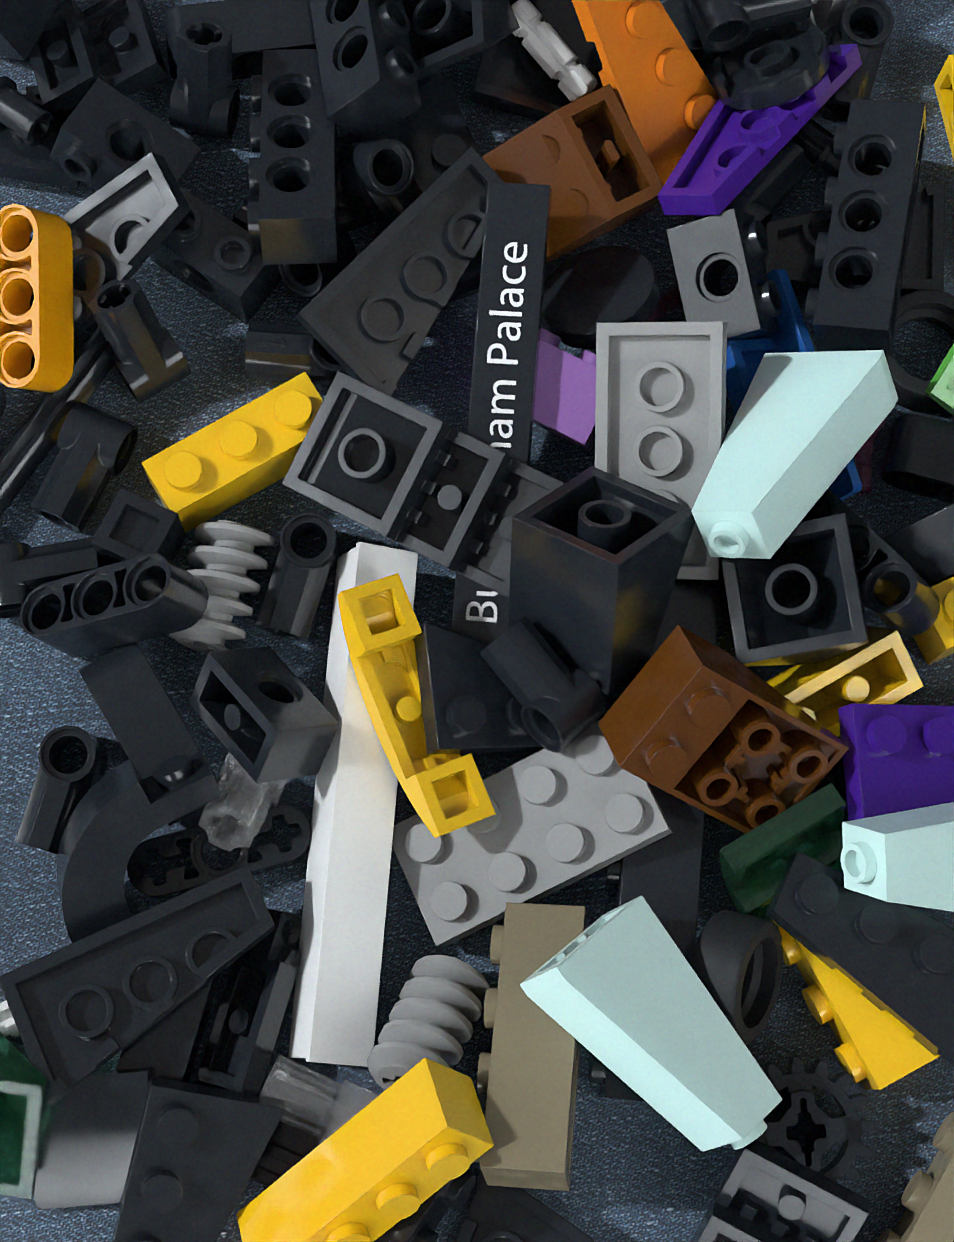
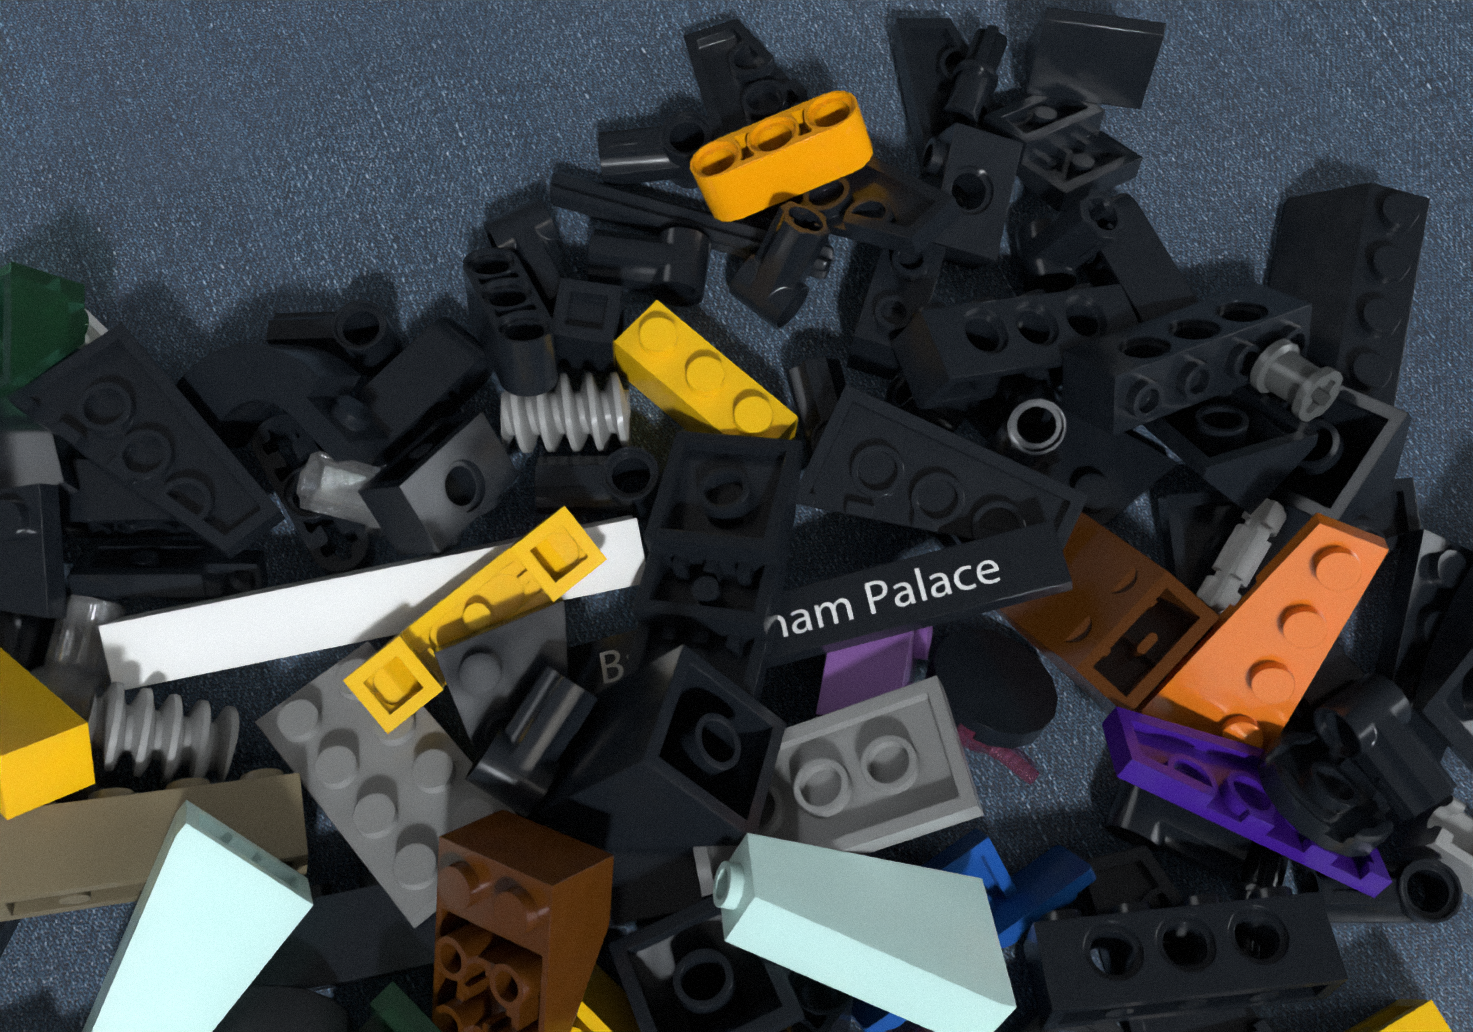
camera: 75 degrees right, 5 degrees down
(701, 255) = (1067, 780): brick -> none

